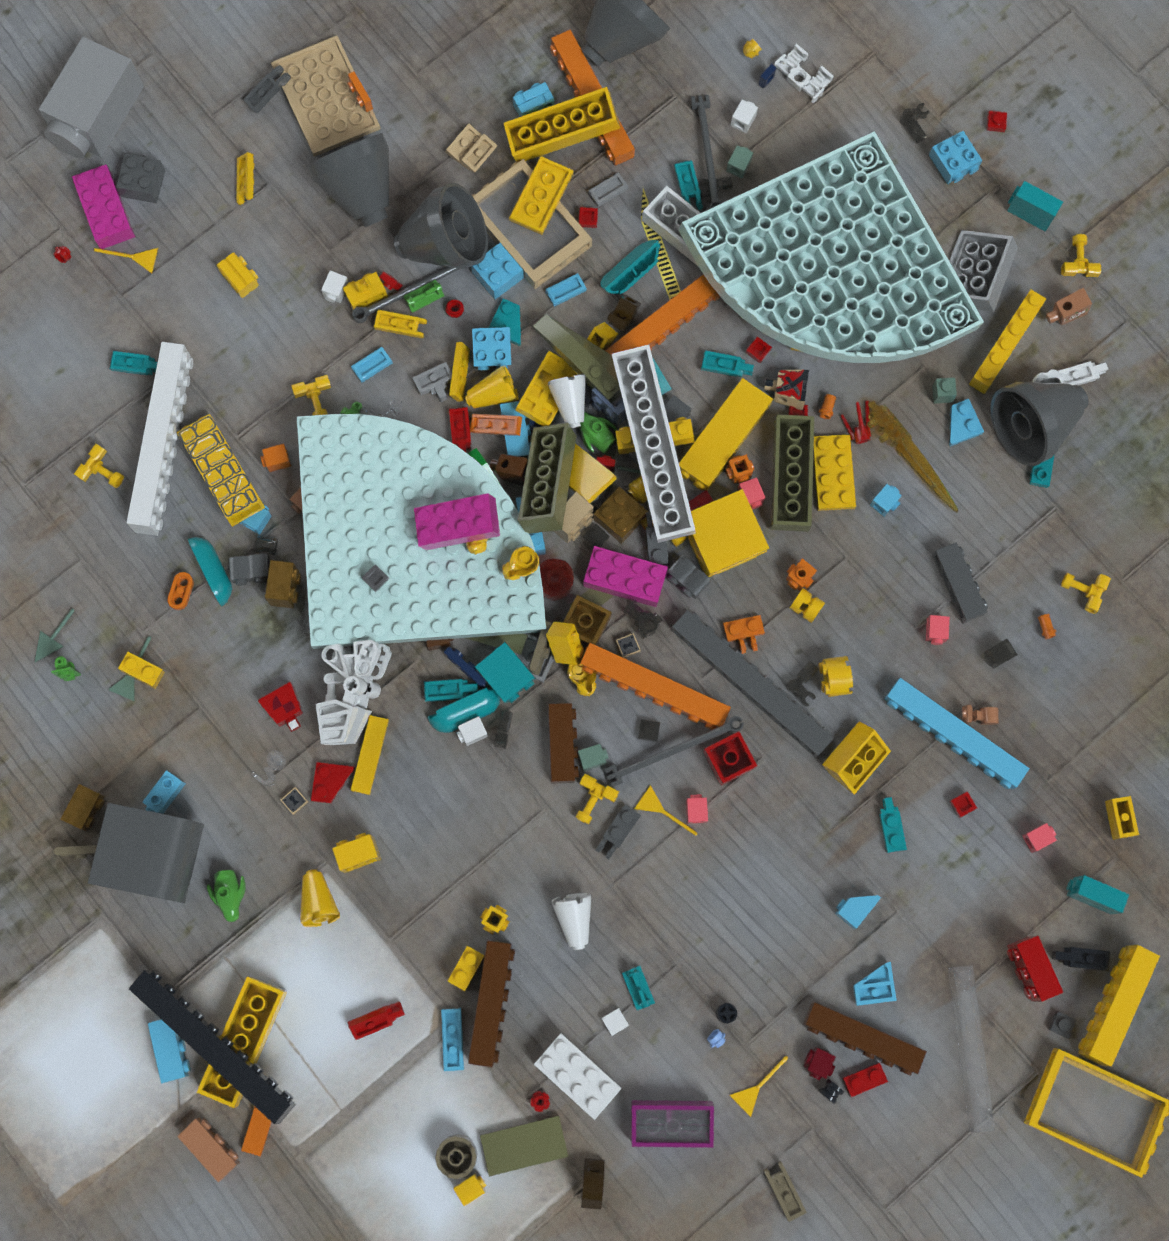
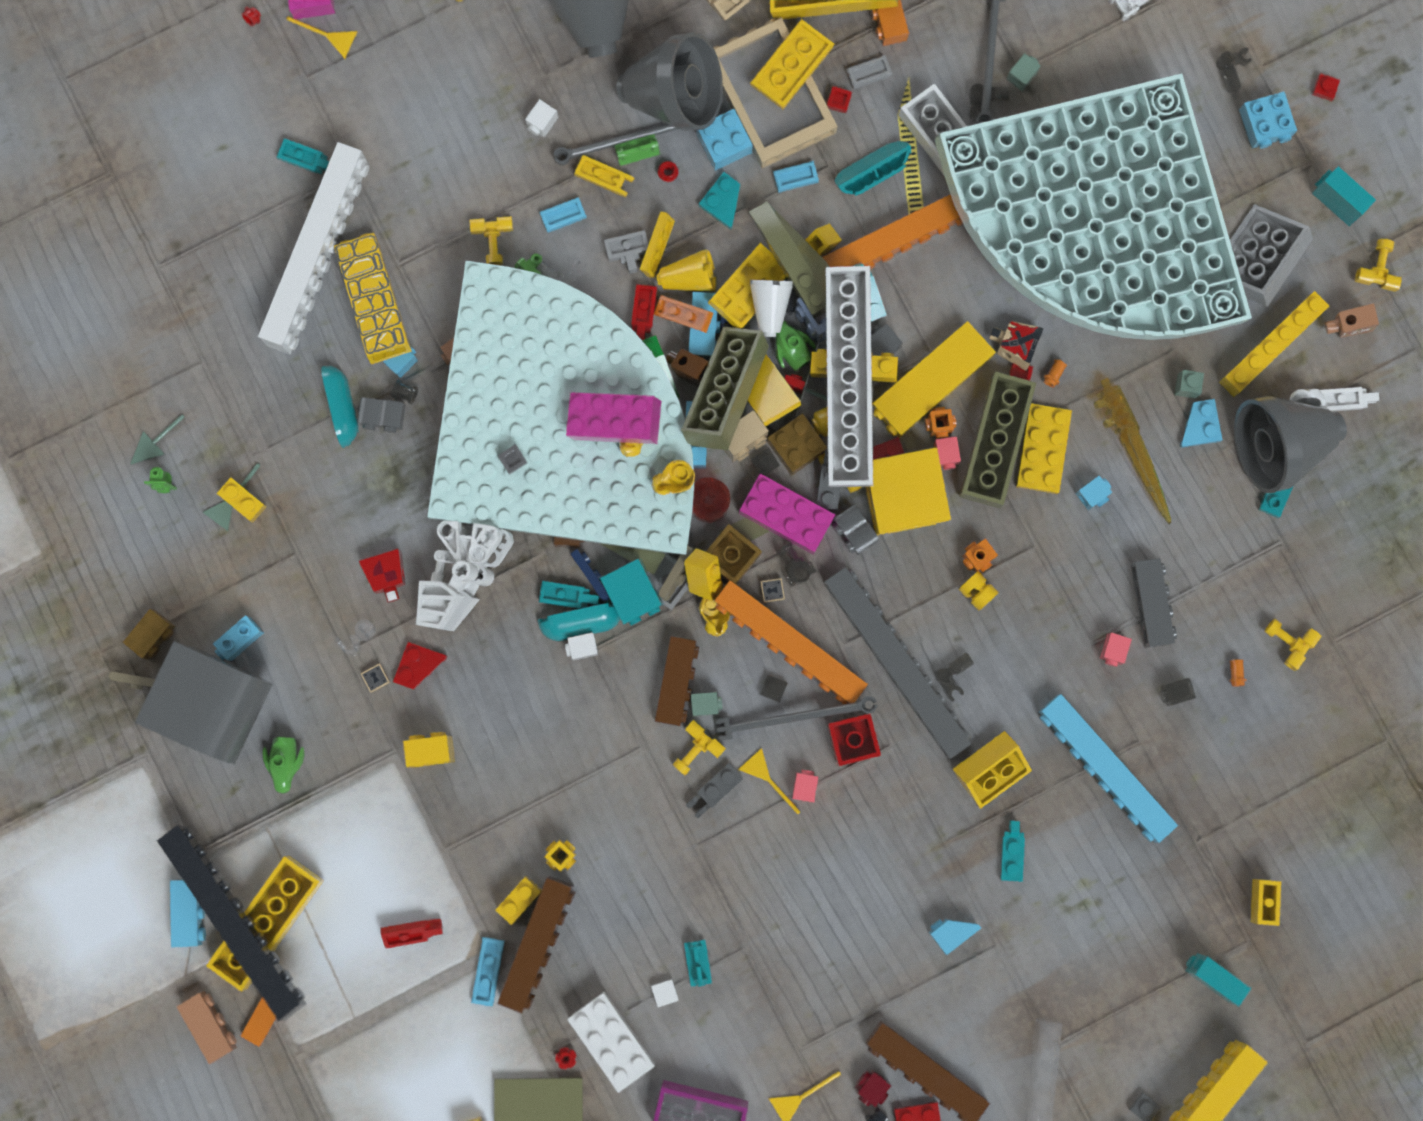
camera: 15 degrees right, 5 degrees up
(95, 465) = (237, 262): yellow bar -> none
(179, 591) = (299, 421): orange plate -> none
(237, 274) = (437, 81): yellow brick -> none
(275, 458) = (435, 297): orange brick -> none
(282, 584) = (412, 440): pearl gold brick -> none
(317, 901) = (376, 791): yellow cone -> none
(365, 291) = (573, 130): yellow brick -> none
(369, 755) = (466, 647): yellow tile -> none
(390, 282) = (603, 126): red plate -> none
(448, 1165) = (454, 1103): dark tan brick -> none
(491, 347) = (698, 226): medium azure brick -> none
(504, 725) = (617, 649): clear smoke bar -> none
(574, 918) = (646, 873): white cone -> none
(624, 313) = (853, 218): dark brown brick -> none
(688, 182) = (960, 84): teal hinge -> none
(716, 1038) = (768, 1036): light blue plate -> none
(725, 364) = (953, 301): teal hinge -> none
(728, 1010) = (785, 1012): black wheel -> none
(743, 629) = (903, 600): orange hinge -> none
(744, 116) = (1041, 20): white brick -> none
(758, 349) = (993, 292): red plate -> none
(836, 676) = (991, 677): yellow brick -> none
(862, 434) = (1085, 412): red plant -> none
(876, 987) = (953, 1021): medium azure wing -> none
(963, 804) = (1096, 847): red plate -> none
(986, 715) = (1144, 756): nougat leg -> none
(1034, 969) = (1128, 1043): red brick -> none
(1039, 837) = (1171, 902): coral brick -> none
(1083, 958) = (1186, 1043): black hinge -> none

